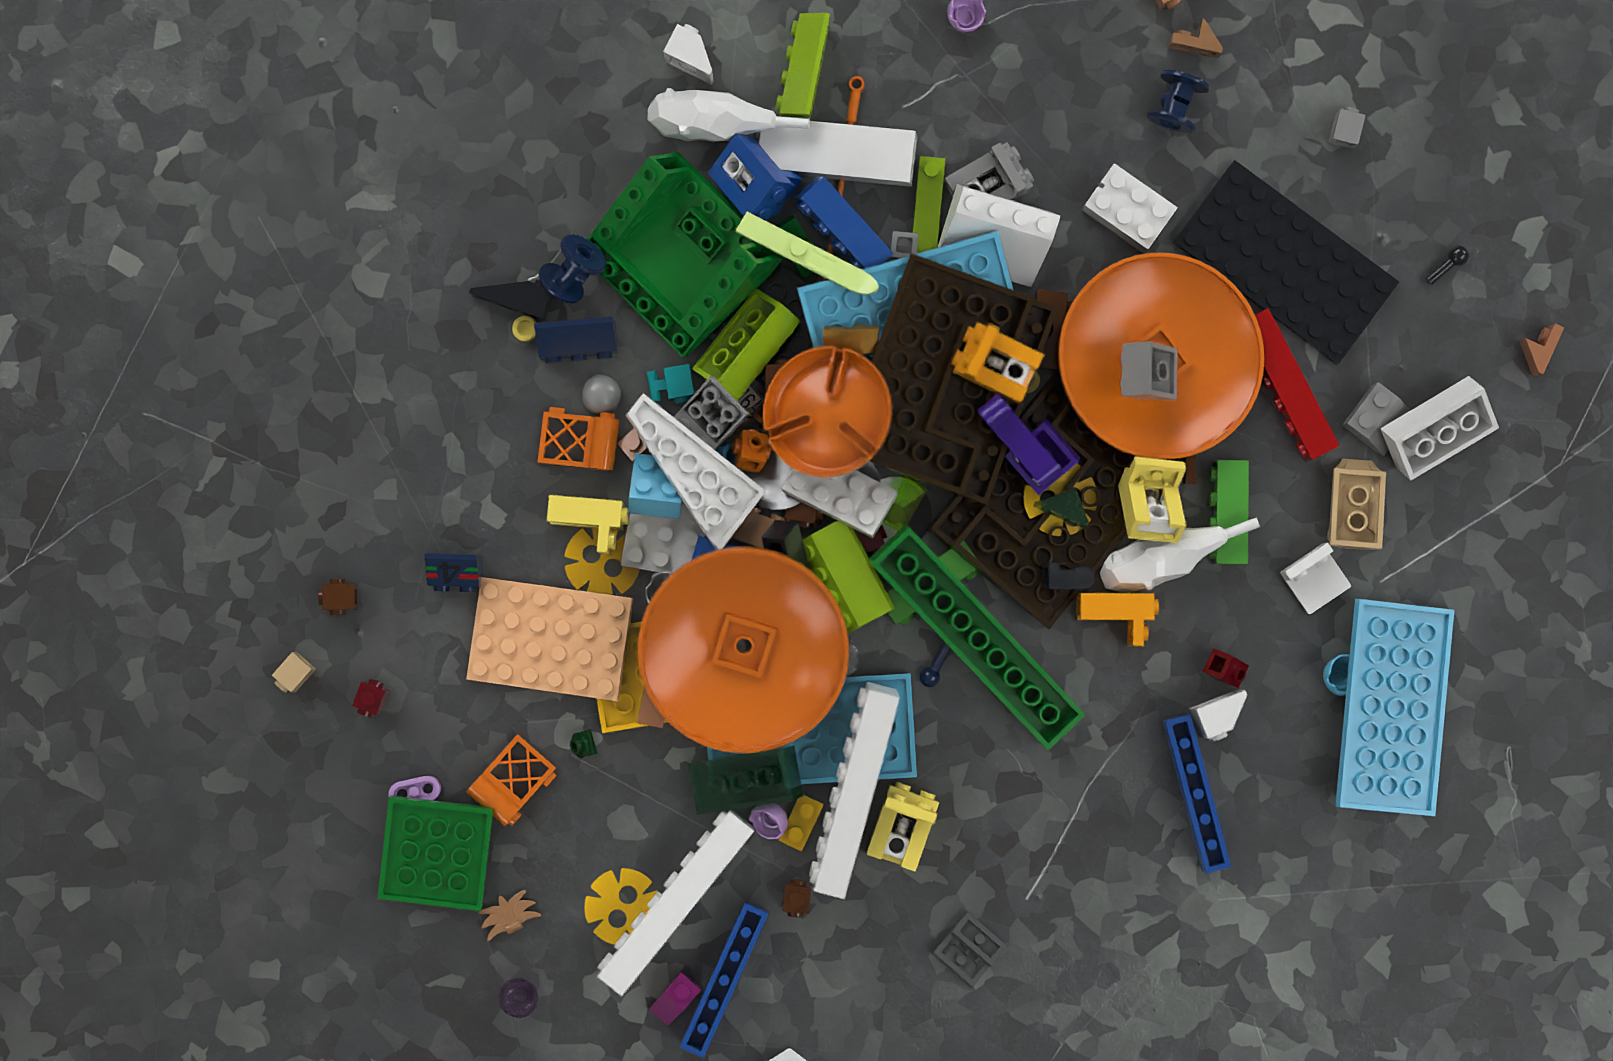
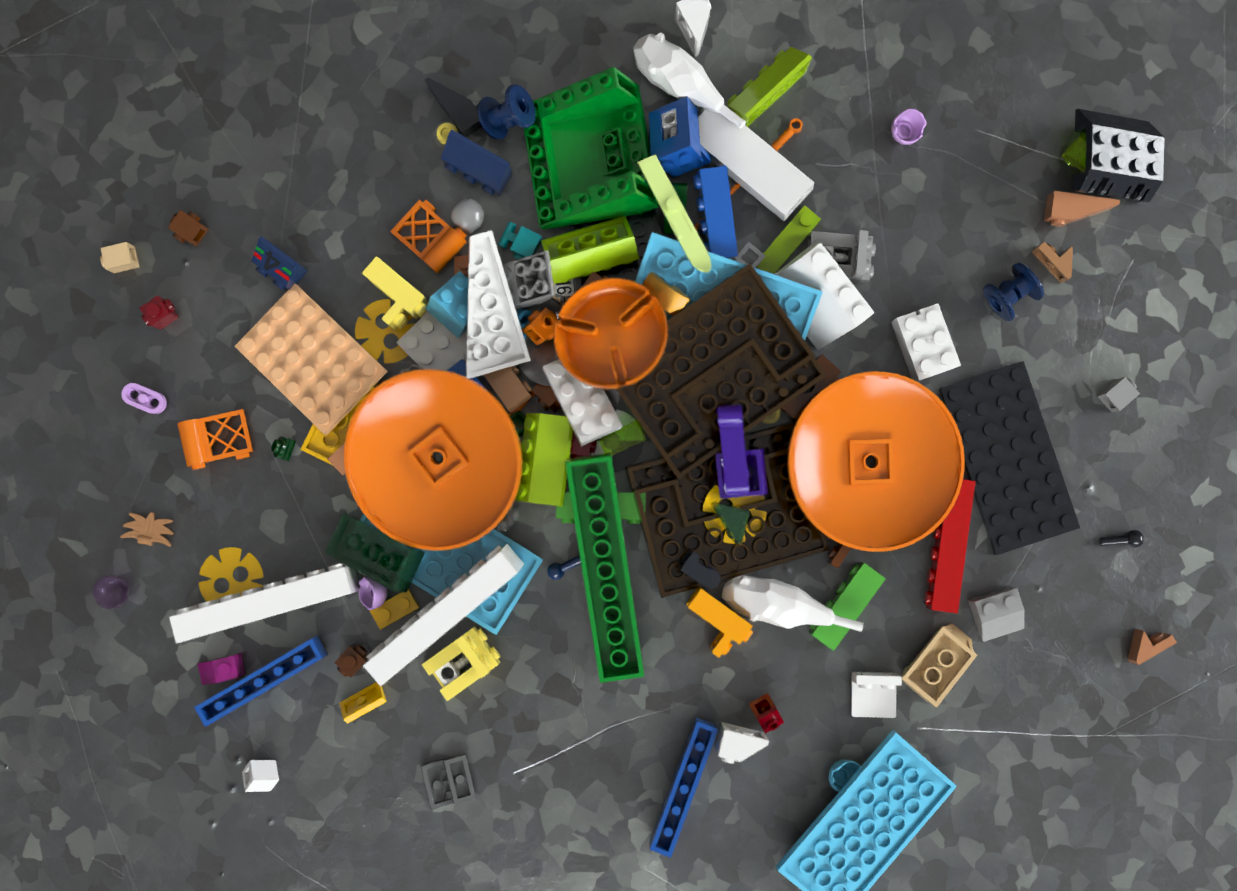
camera: 40 degrees right, 0 degrees up
(435, 853) = (126, 451): green plate -> none
(785, 539) = (518, 405): black brick -> none
(834, 931) = (362, 702): none -> yellow plate
(971, 361) = (760, 360): light orange brick -> none
(1149, 371) = (860, 465): light grey slope -> none
(1153, 499) = (798, 559): light yellow brick -> none
(1439, 428) = (1038, 651): white brick -> none

